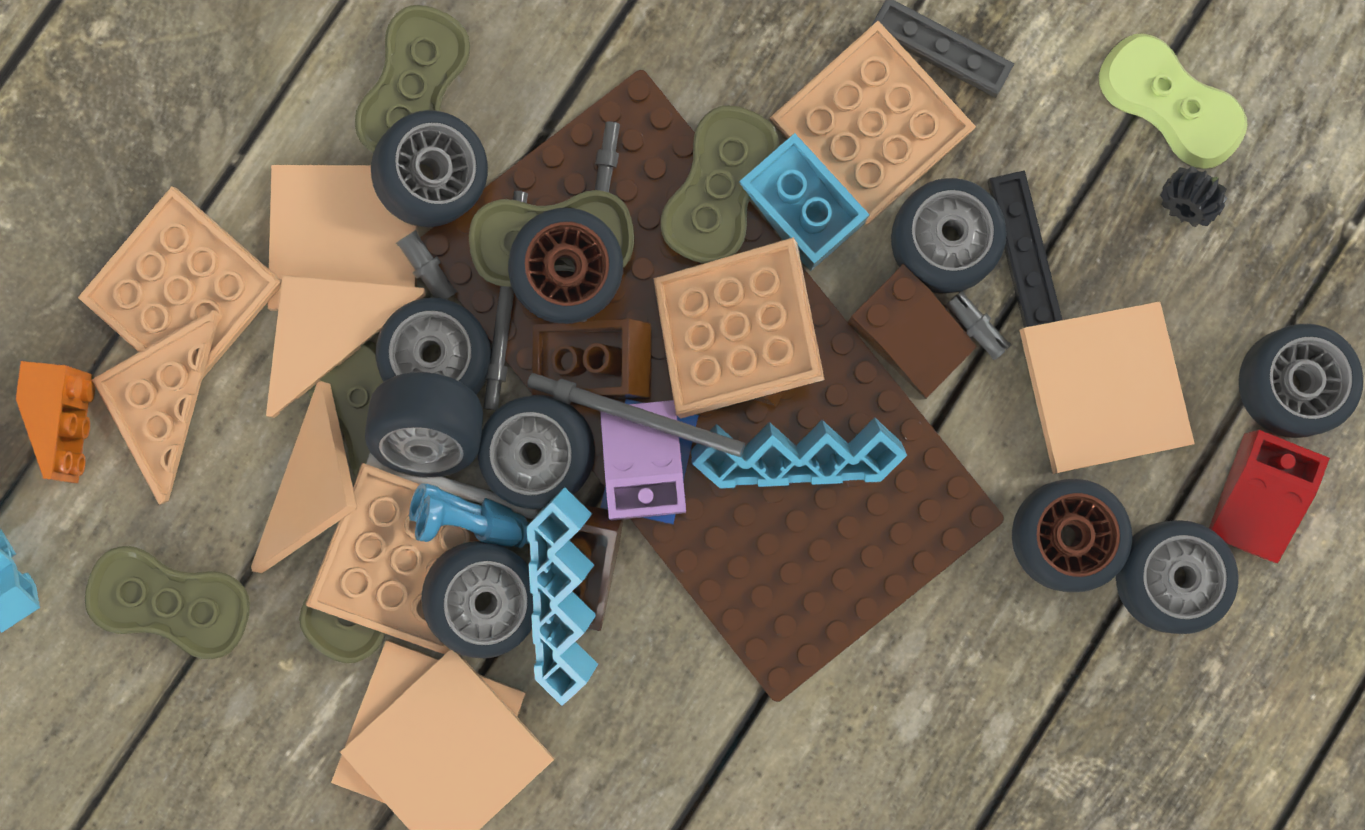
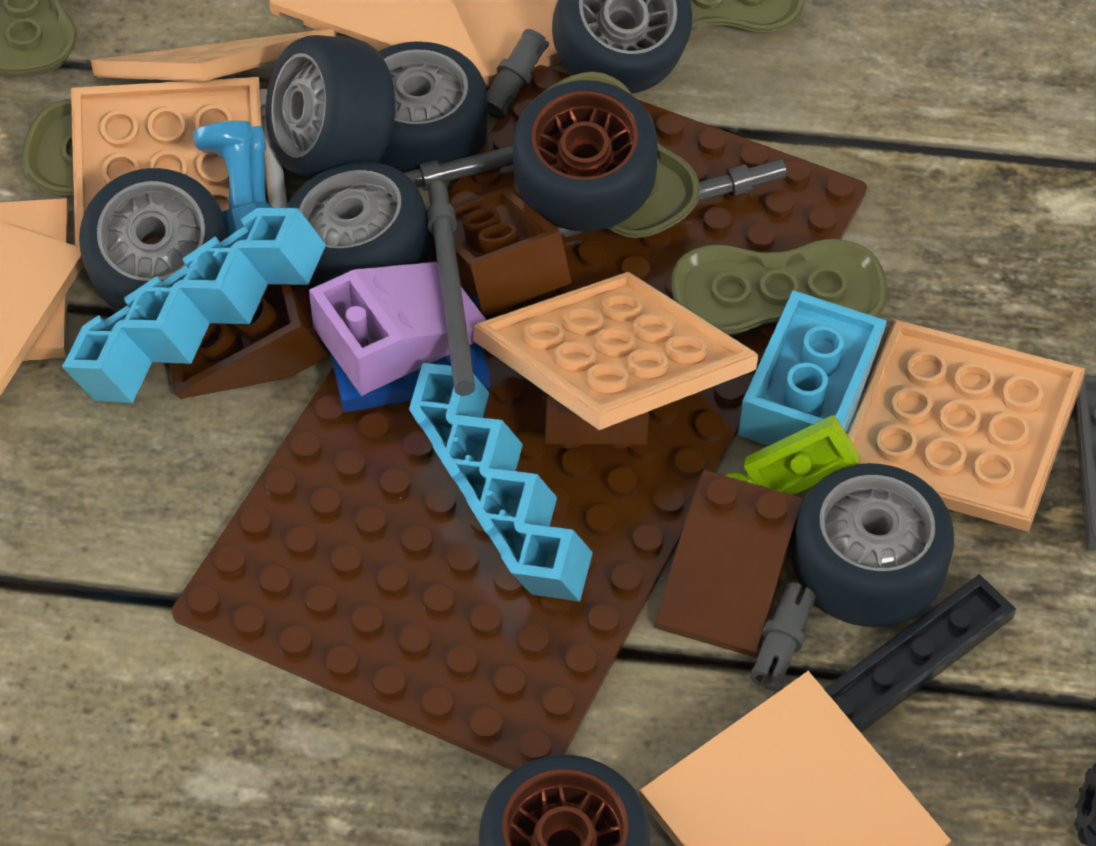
camera: 65 degrees right, 30 degrees down
(867, 257) = (801, 458): none -> lime plate

